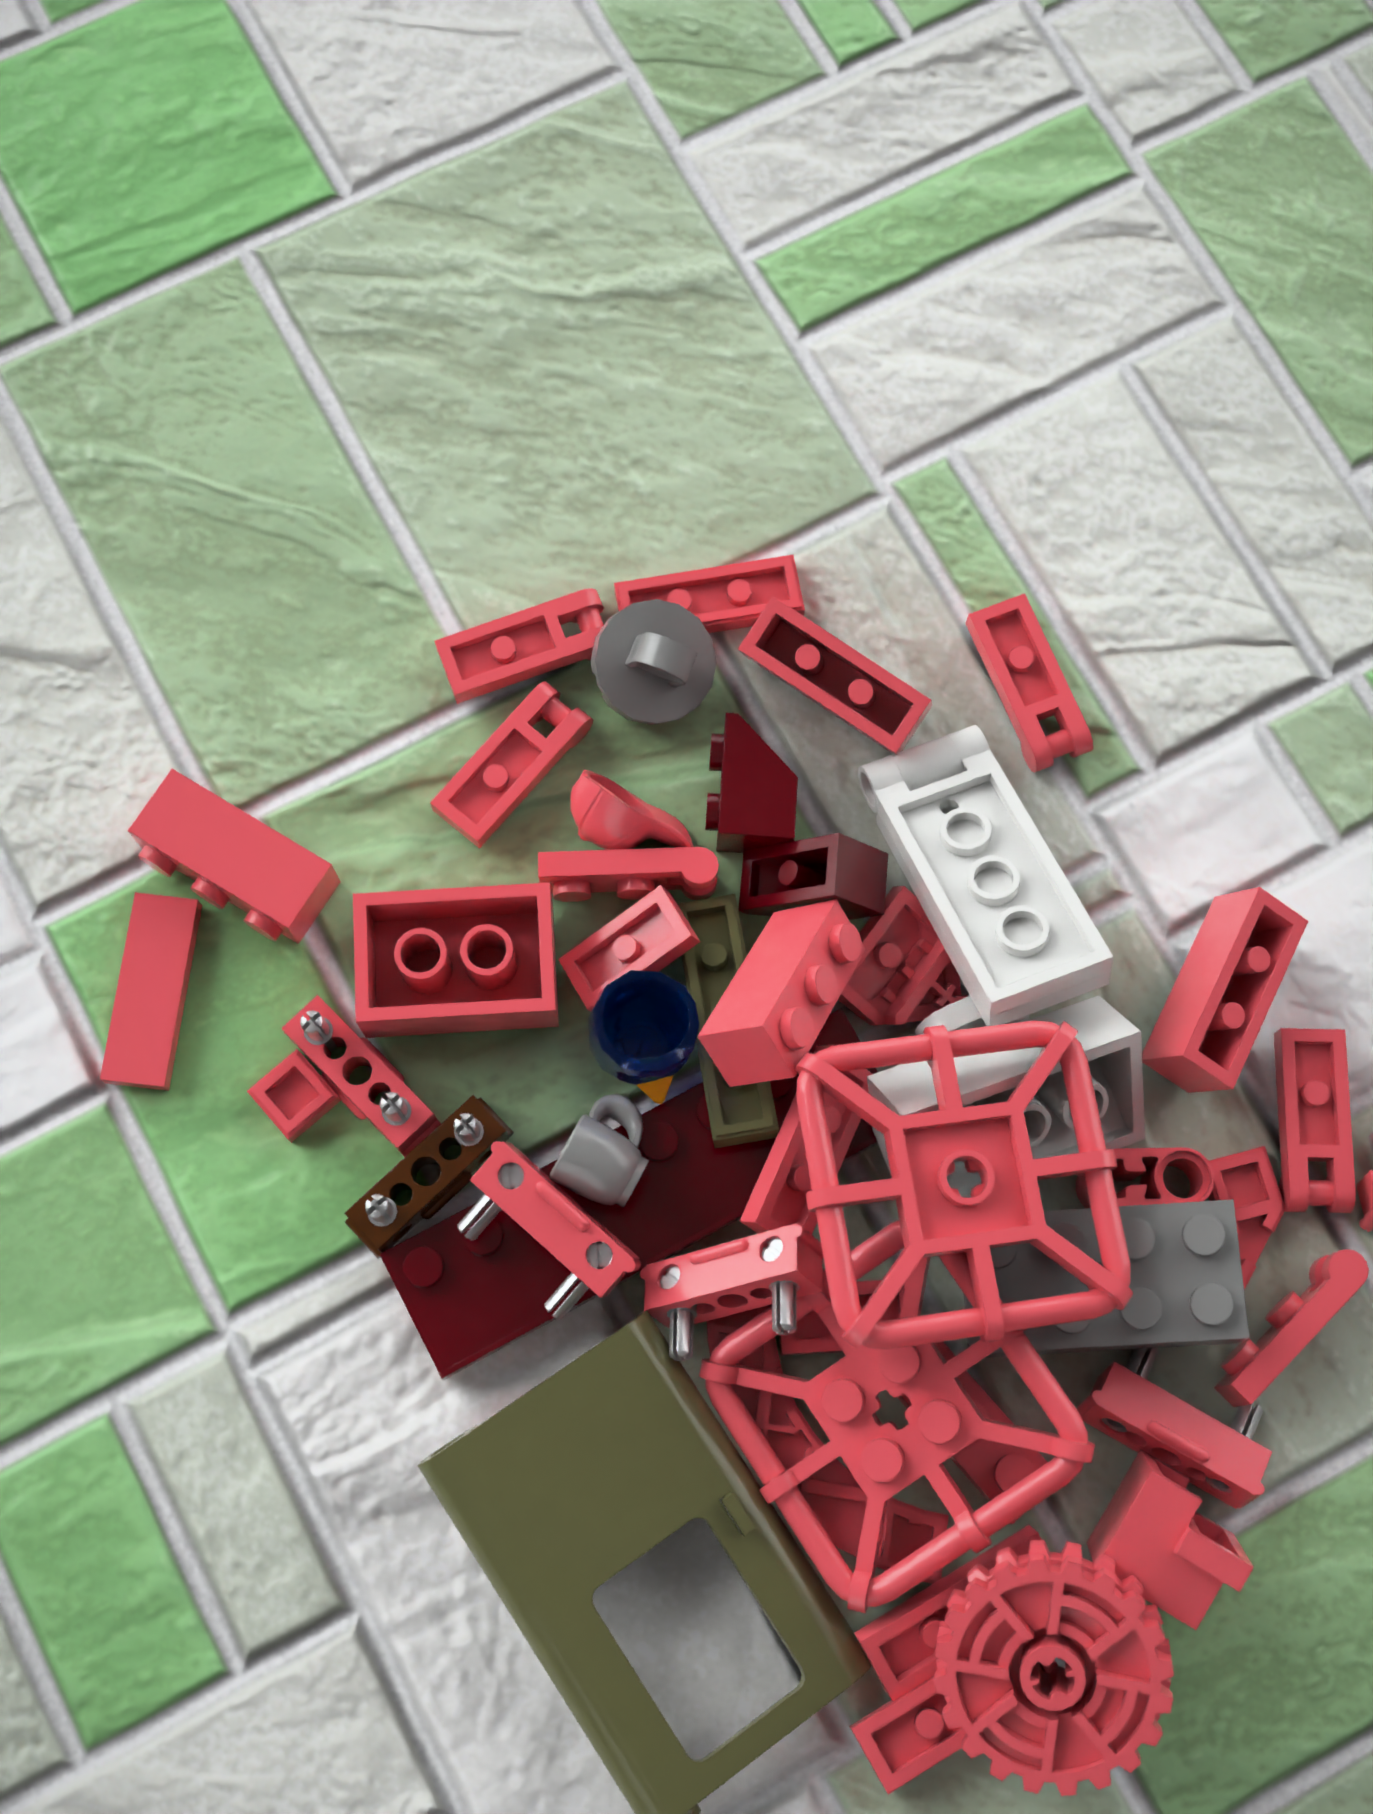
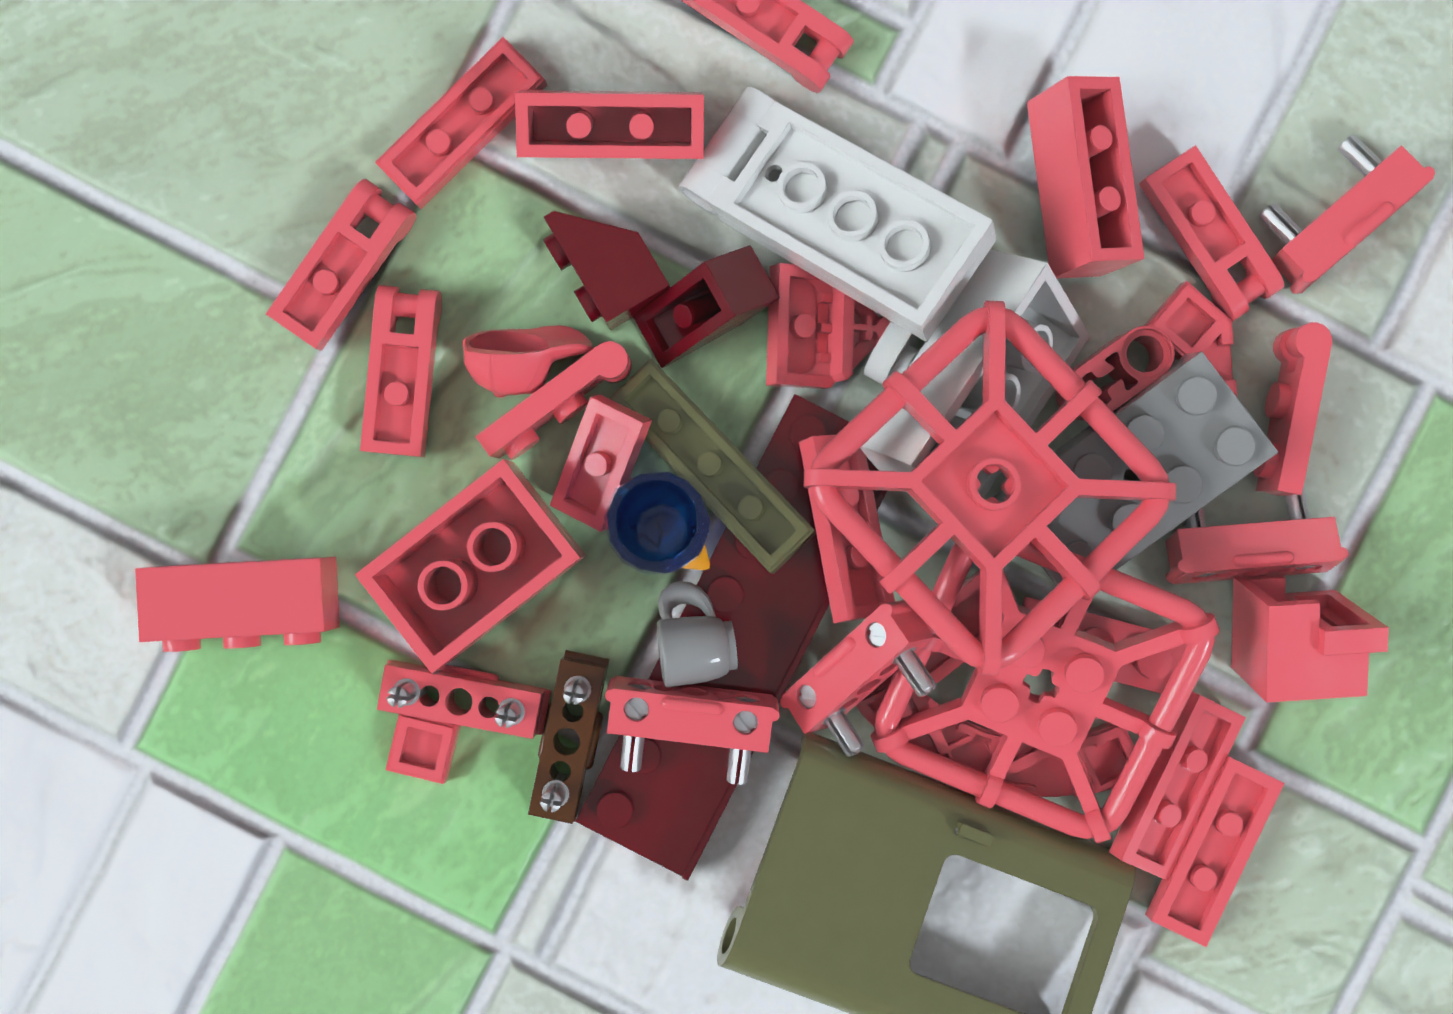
camera: 30 degrees left, 15 degrees up
(151, 991) = (254, 743): coral tile -> none
(653, 662) = (454, 209): light grey tile -> none
(782, 994) = (748, 423): coral brick -> none
(1078, 1716) = (1280, 792): coral piece -> none

